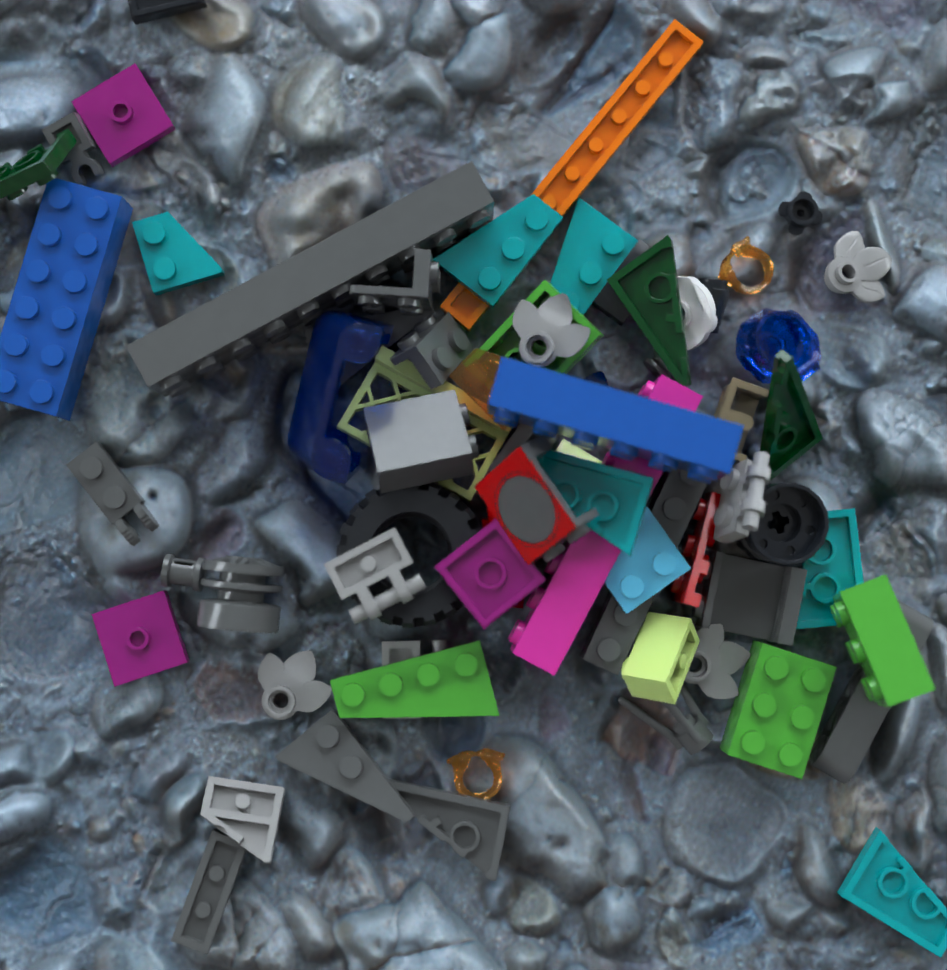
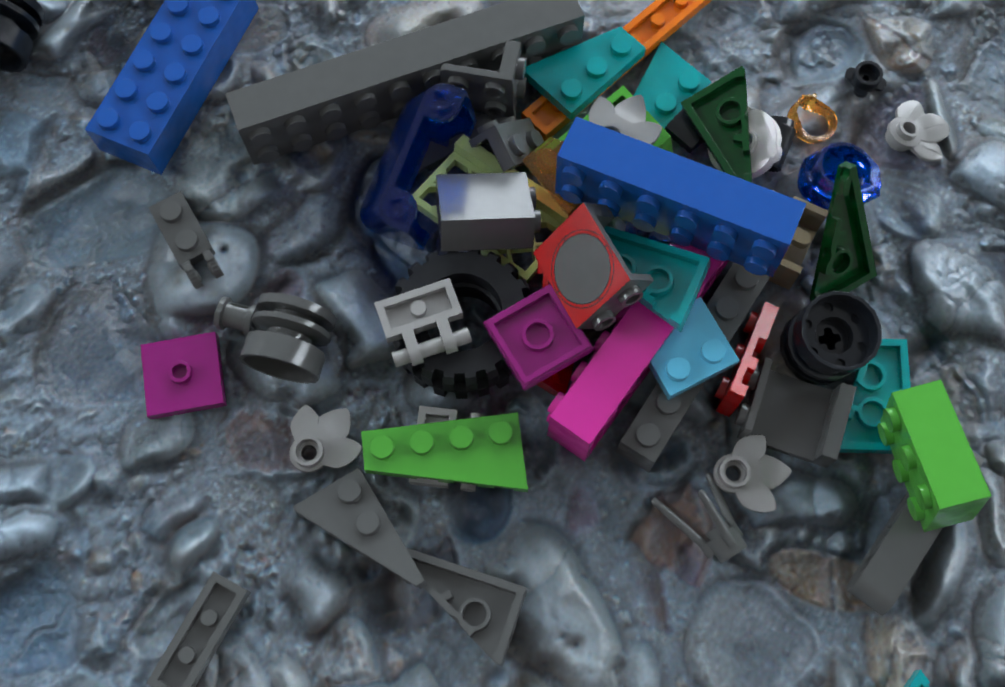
camera: 10 degrees right, 15 degrees down
(172, 255) = (284, 45): teal wing -> none
(245, 813) = (251, 558): light grey wing -> none
(492, 759) = (514, 541): clear orange piece -> none
(660, 657) = (700, 452): yellowish green brick -> none
(742, 499) = (796, 301): light grey plate -> none
(777, 709) = (817, 526): bright green brick -> none

